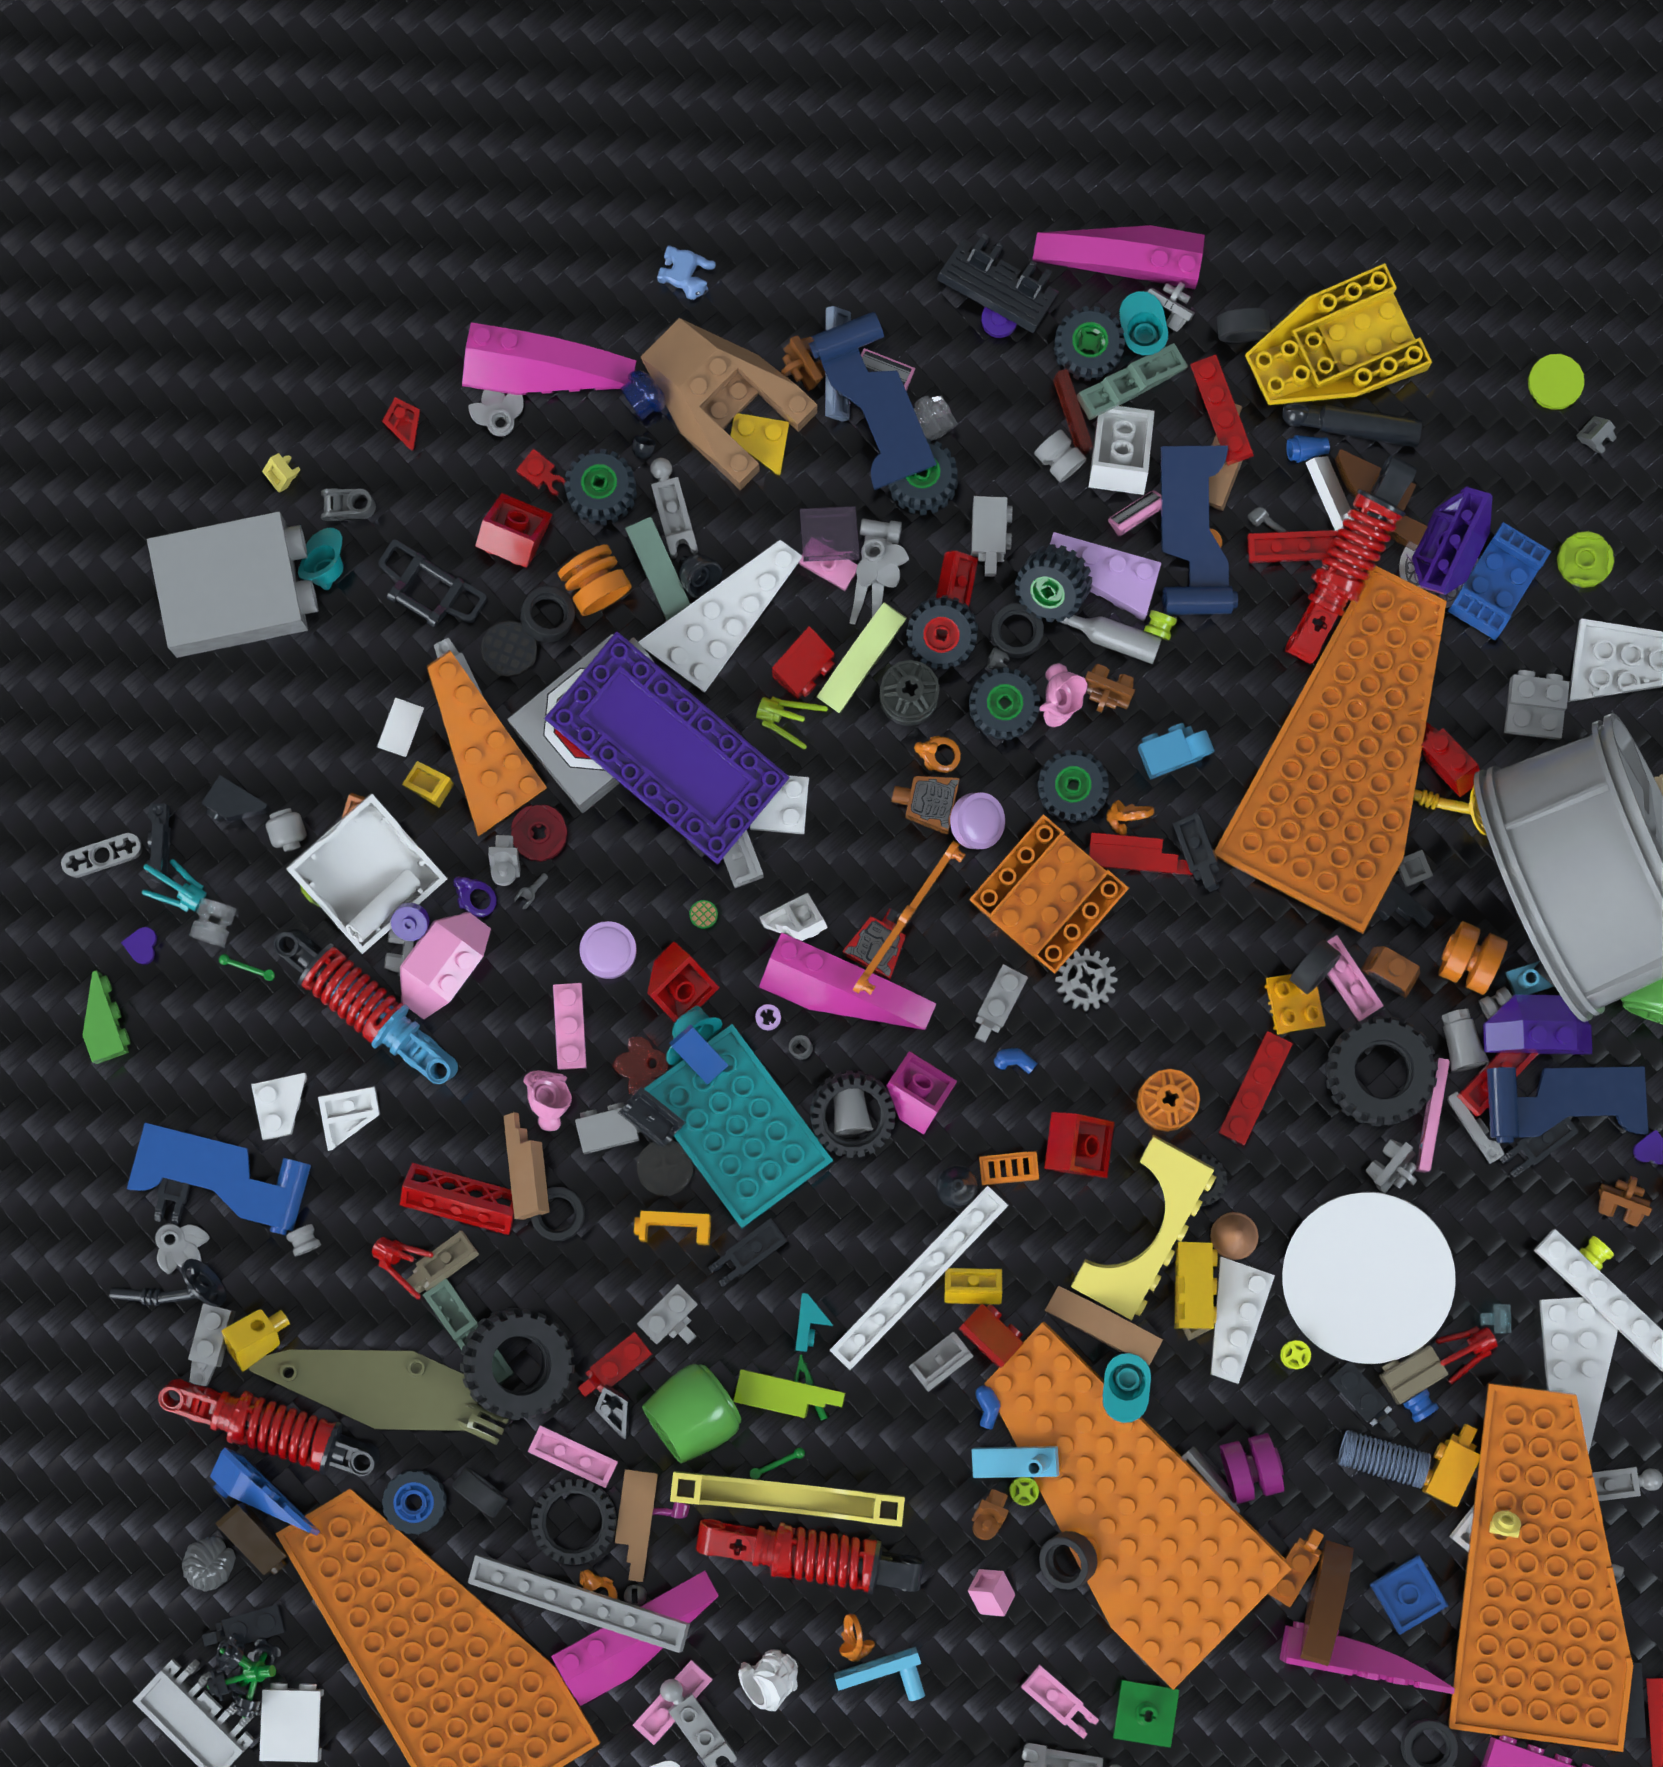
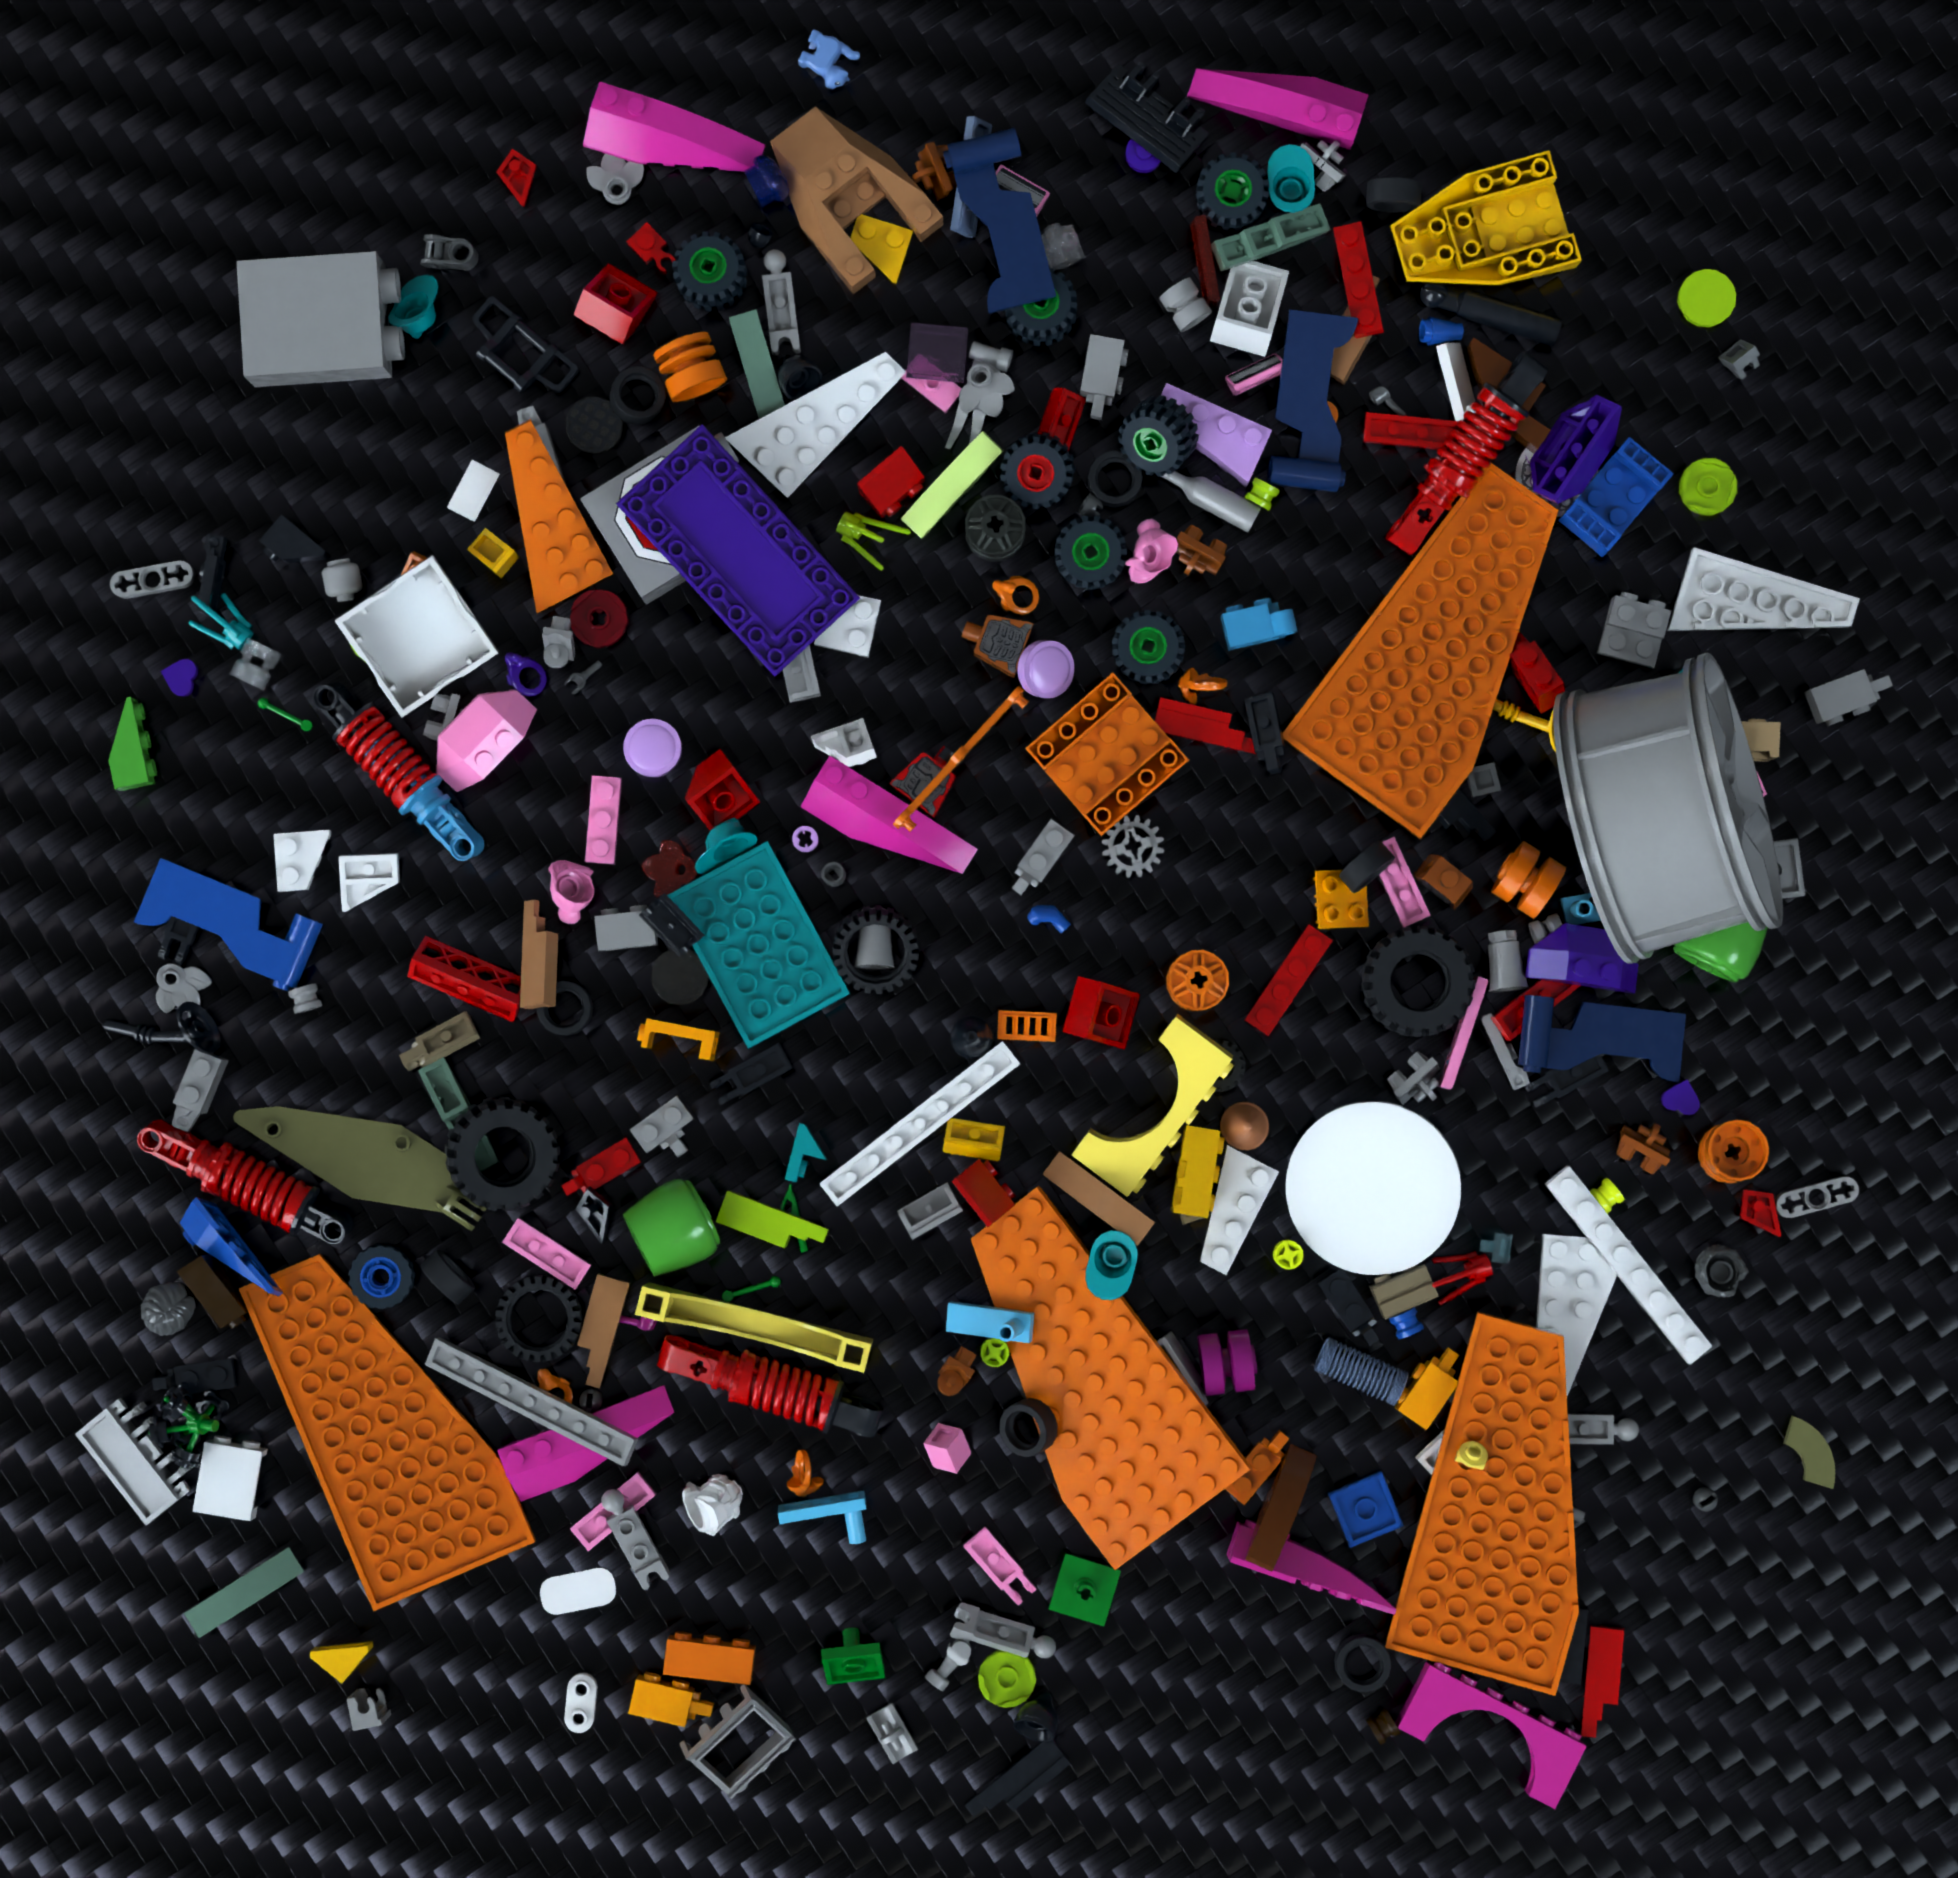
camera: 10 degrees right, 5 degrees up
(253, 1337) = (242, 1089): yellow torso -> none
(279, 472) = (383, 210): light yellow tile -> none
(383, 906) = (429, 671): white piece -> none
(391, 1252) = (391, 1024): red plant -> none
(410, 921) = (453, 692): wheel -> none
(698, 1054) = (728, 867): blue tile -> none
(703, 914) = (754, 725): tile -> none
(919, 1091) = (946, 936): dark pink slope -> none
(989, 1404) = (973, 1261): blue arm -> none

